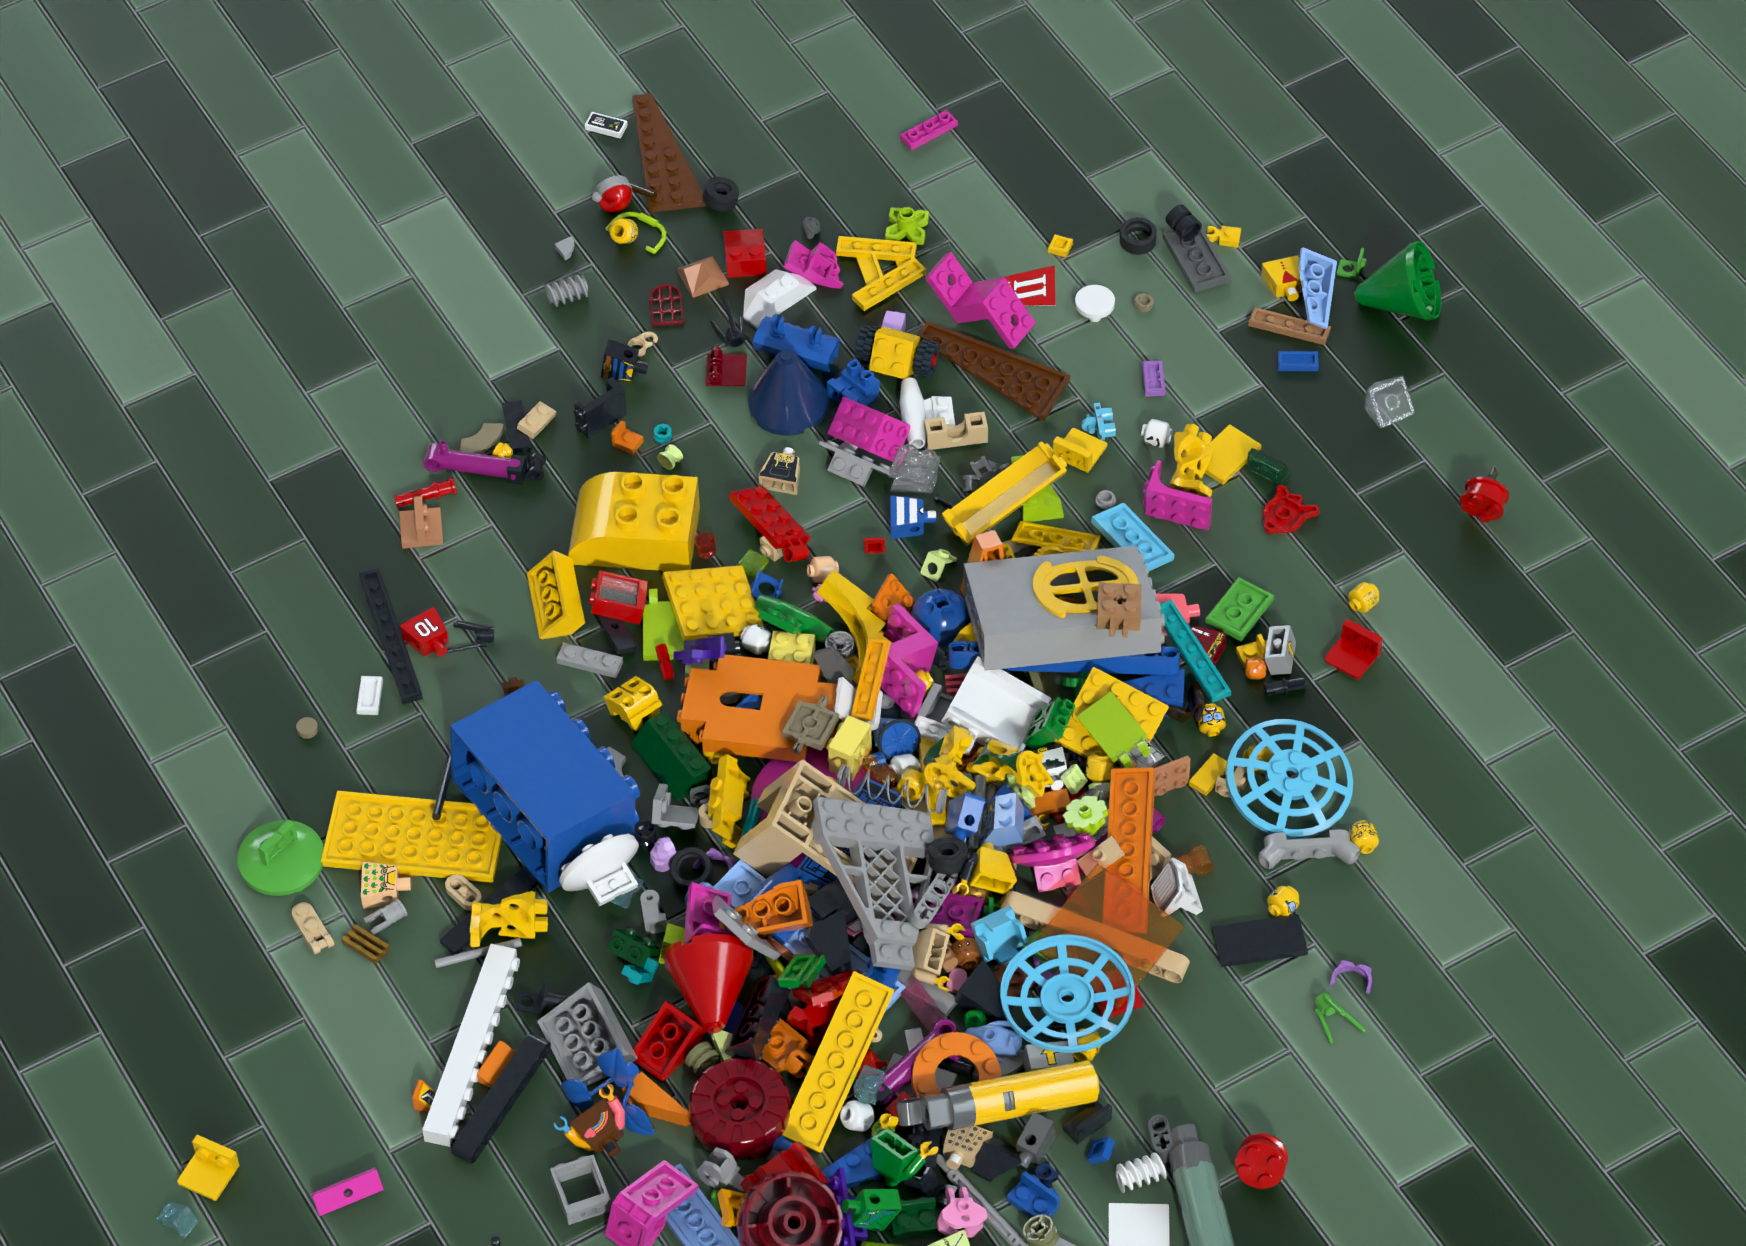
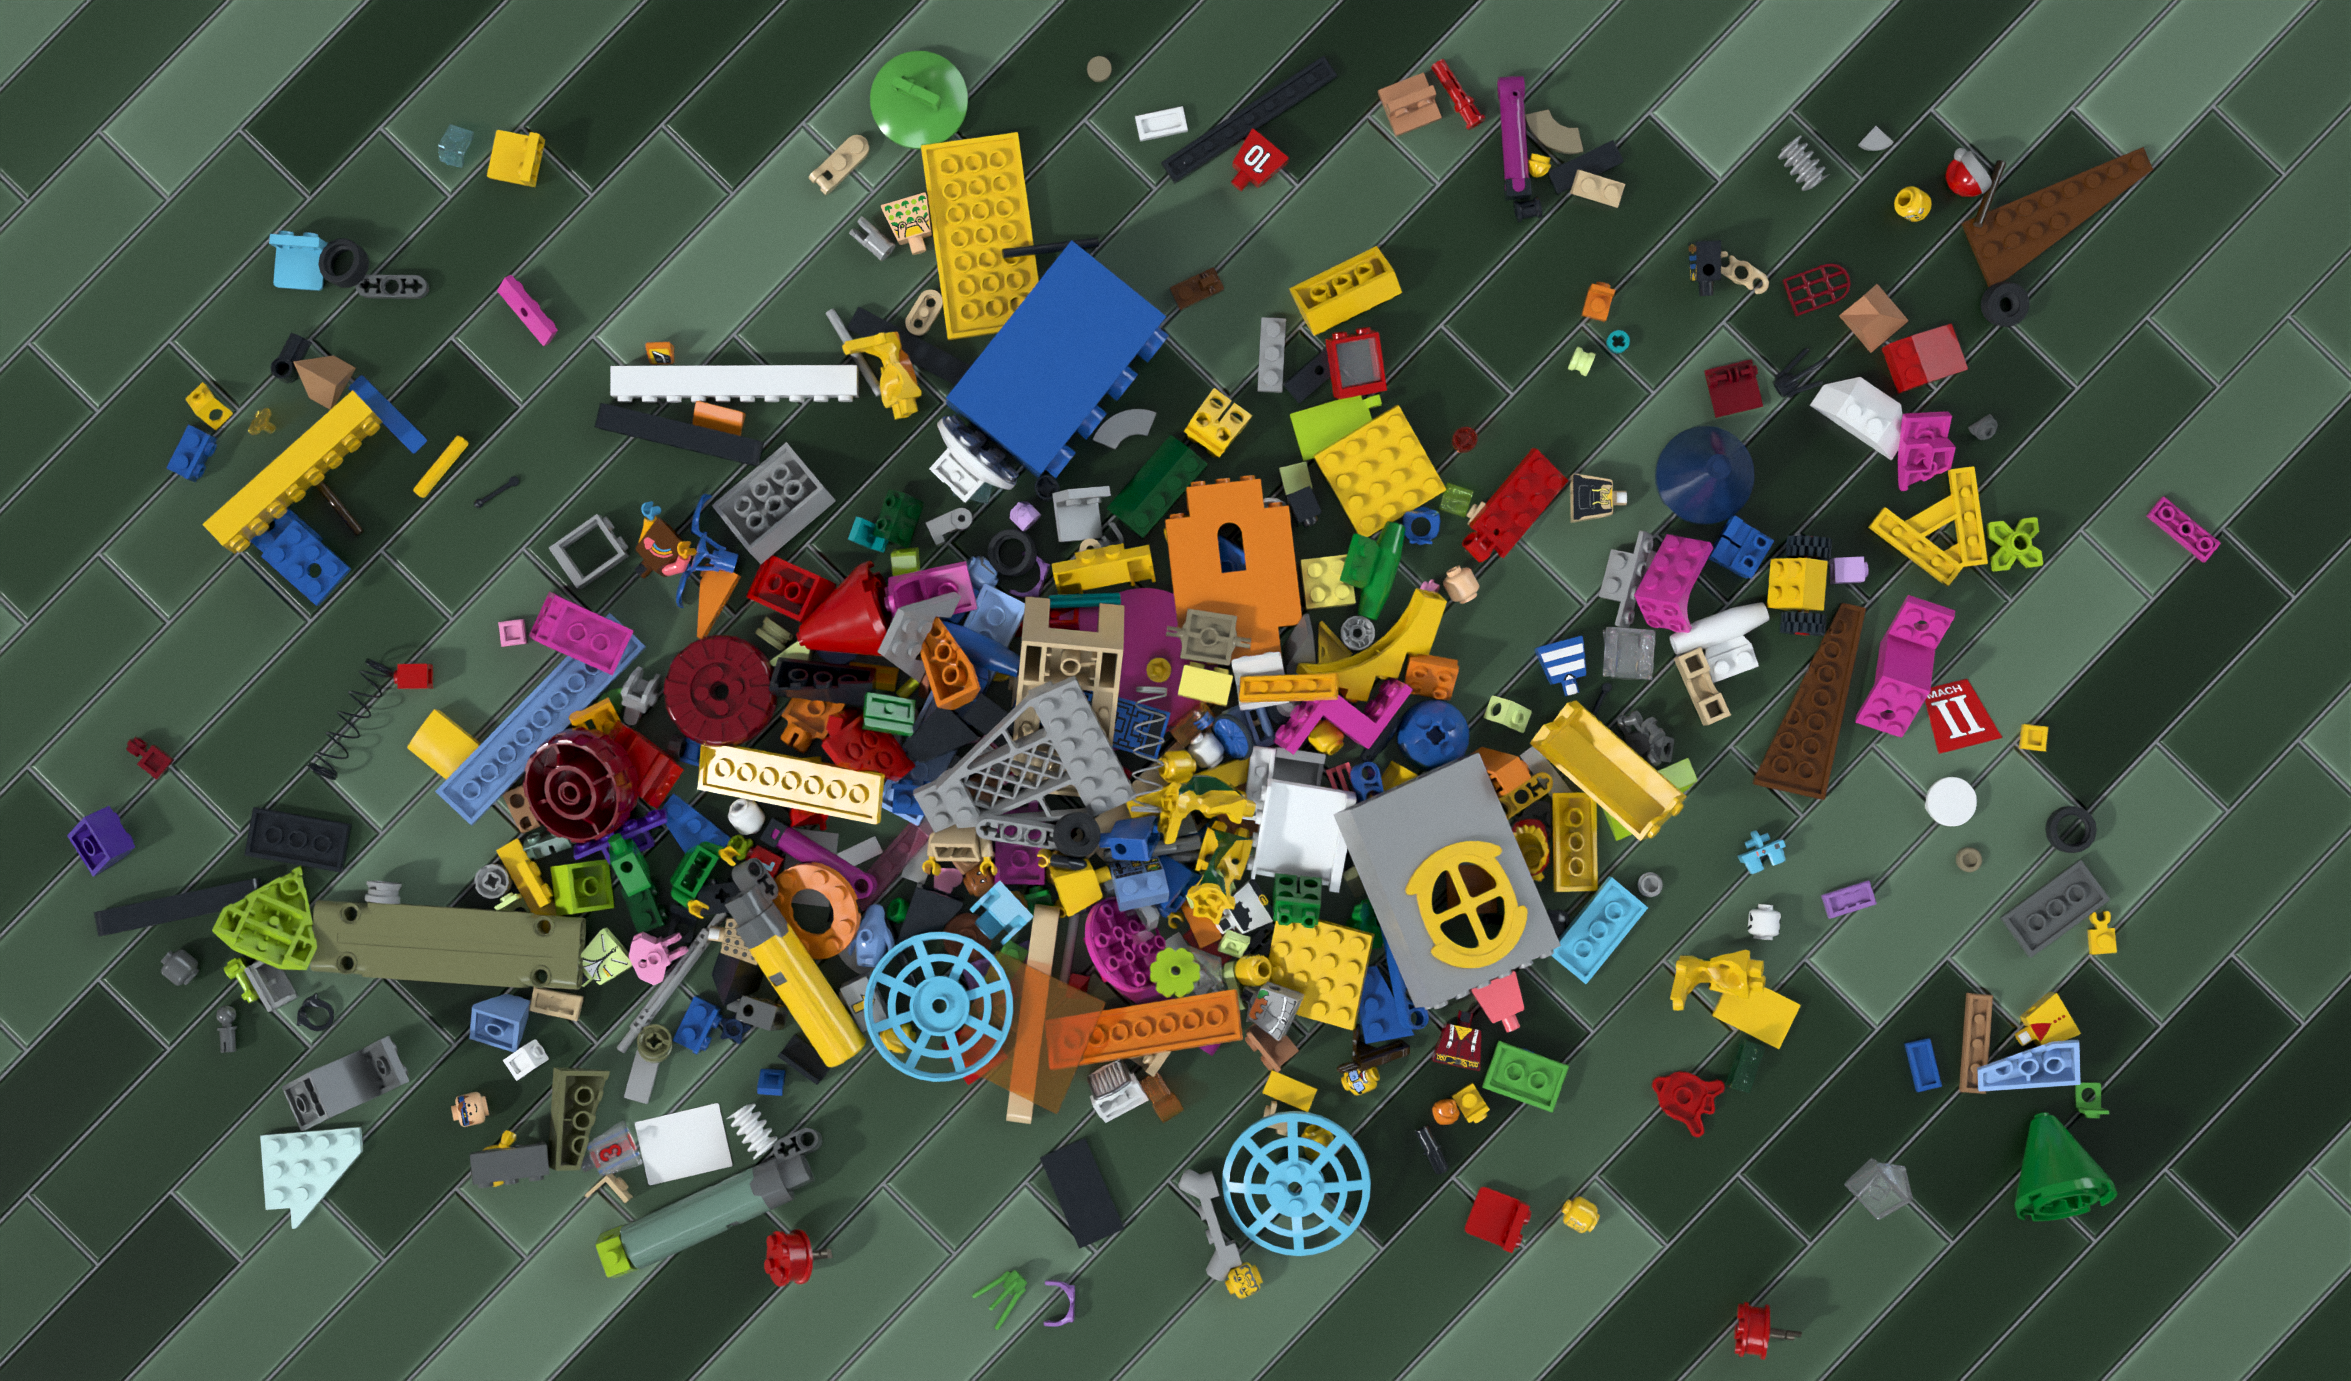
camera: 75 degrees right, 35 degrees up
(369, 937) = (842, 208): pearl gold tile -> none
(484, 634) = (1274, 226): black plant -> none
(539, 1000) = (808, 439): black bracket -> none
(601, 411) = (1622, 264): black panel -> none
(606, 125) = (2087, 129): tile -> none
(636, 521) = (1466, 351): yellow brick -> none
(647, 219) = (1945, 228): lime piece -> none
(665, 664) = (1282, 443): red piece -> none
(701, 649) = (1281, 481): dark purple bracket -> none
(756, 639) = (1339, 536): white head -> none
(808, 344) = (1784, 463): blue piece -> none
(868, 1084) = (771, 822): clear light blue bracket -> none
(874, 545) = (1517, 632): red slope -> none
(1079, 449) = (1717, 837): yellow bracket -> none
(1103, 854) = (1128, 1004): tan plate -> none
(1114, 729) = (1290, 980): lime tile -> none
(1119, 607) = (1411, 947): medium nougat hinge -> none
(1175, 504) = (1652, 953): dark pink bracket -> none
(1183, 223) = (2094, 884): black wheel -> none
(1194, 653) = (1441, 1037): teal tile -> none
(1280, 649) = (1474, 1136): light grey brick -> none
(1283, 901) = (1135, 1209): yellow head -> none

